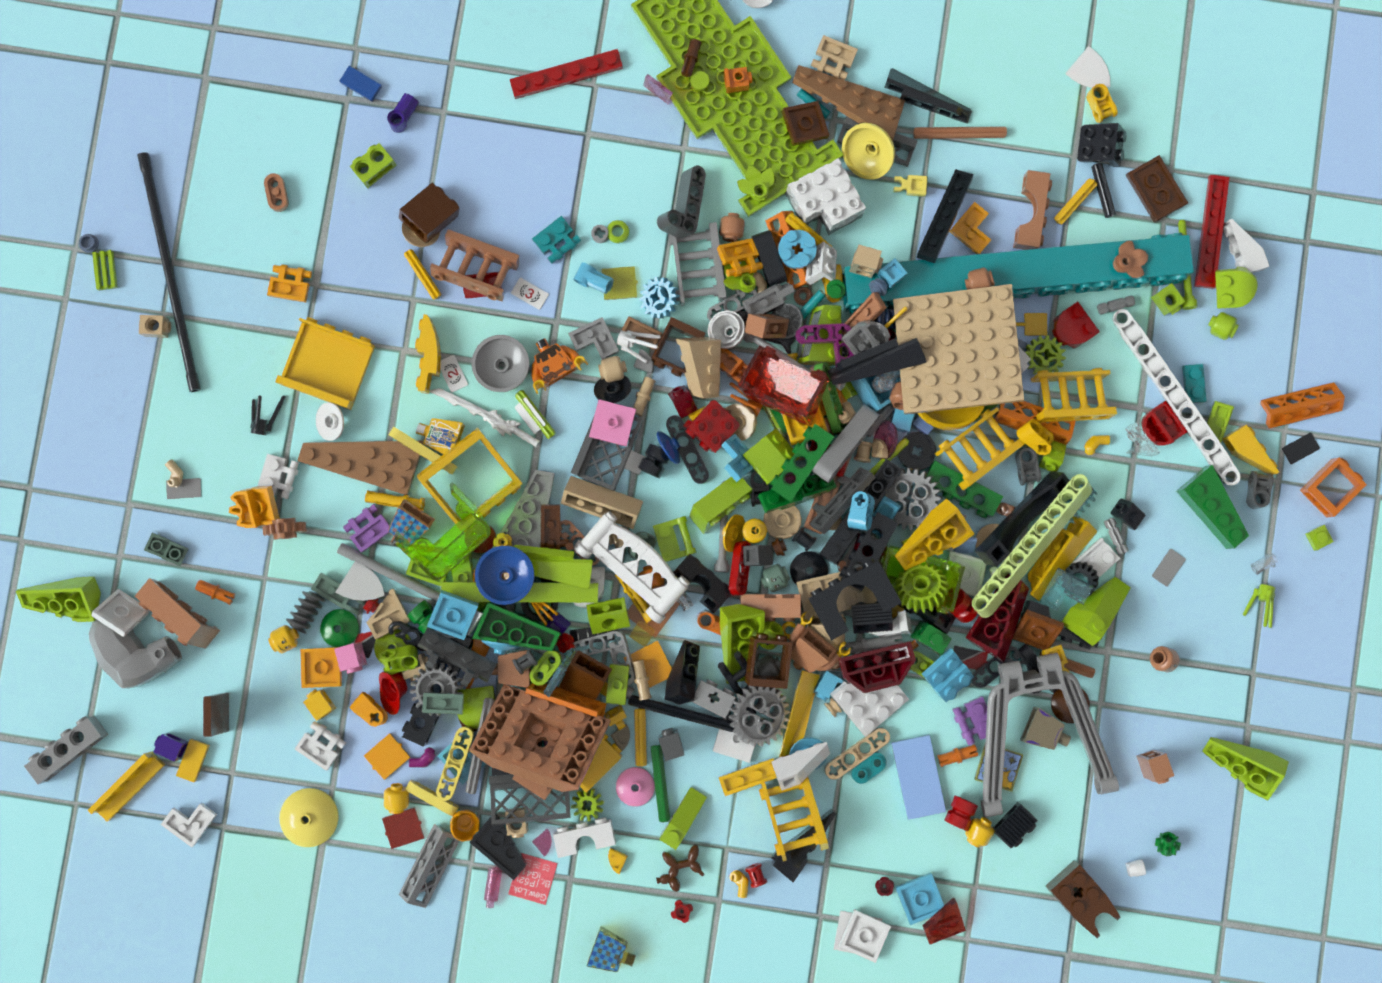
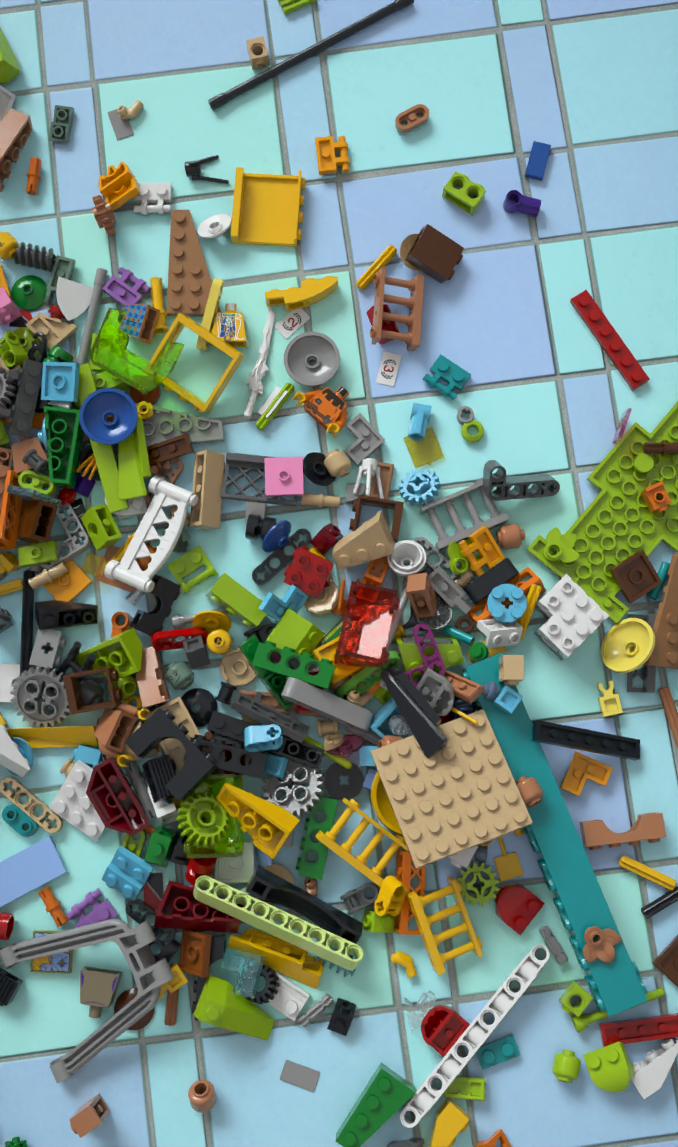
camera: 85 degrees right, 5 degrees down
(779, 547) = (211, 671): reddish brown plate -> none

